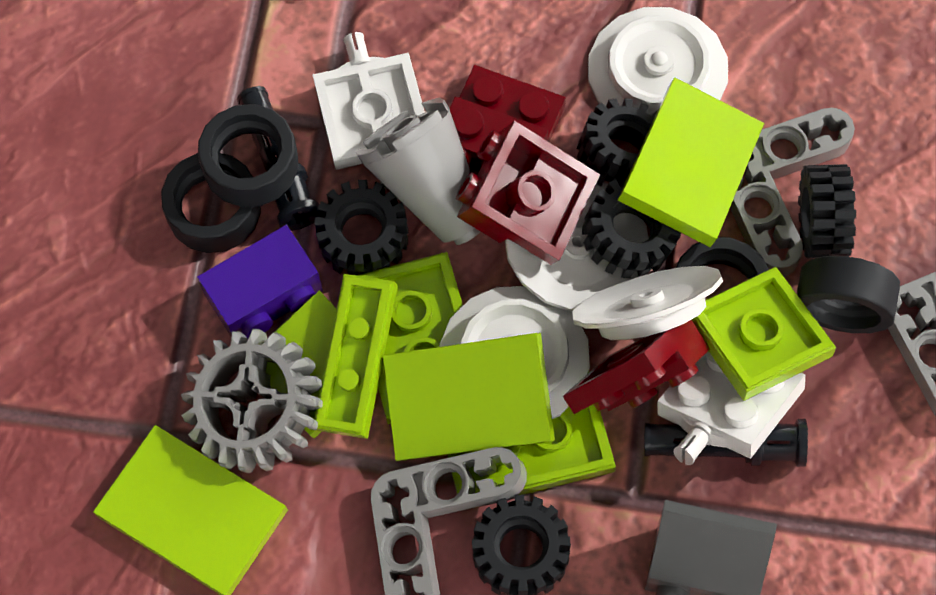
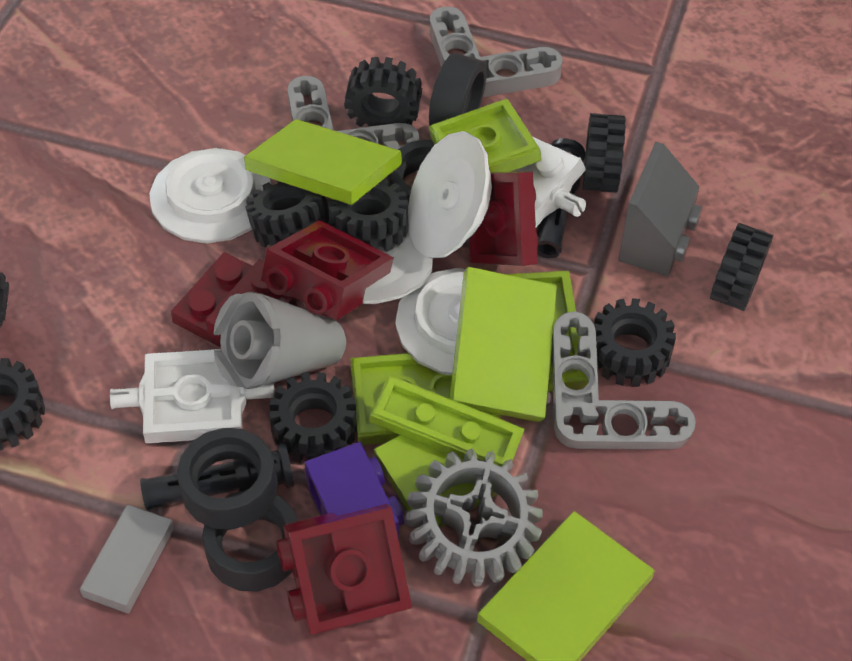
camera: 85 degrees left, 15 degrees down
(168, 283) = (344, 568): none -> dark red plate
(180, 98) = (127, 559): none -> light grey tile
(793, 480) = (604, 152): none -> black tyre

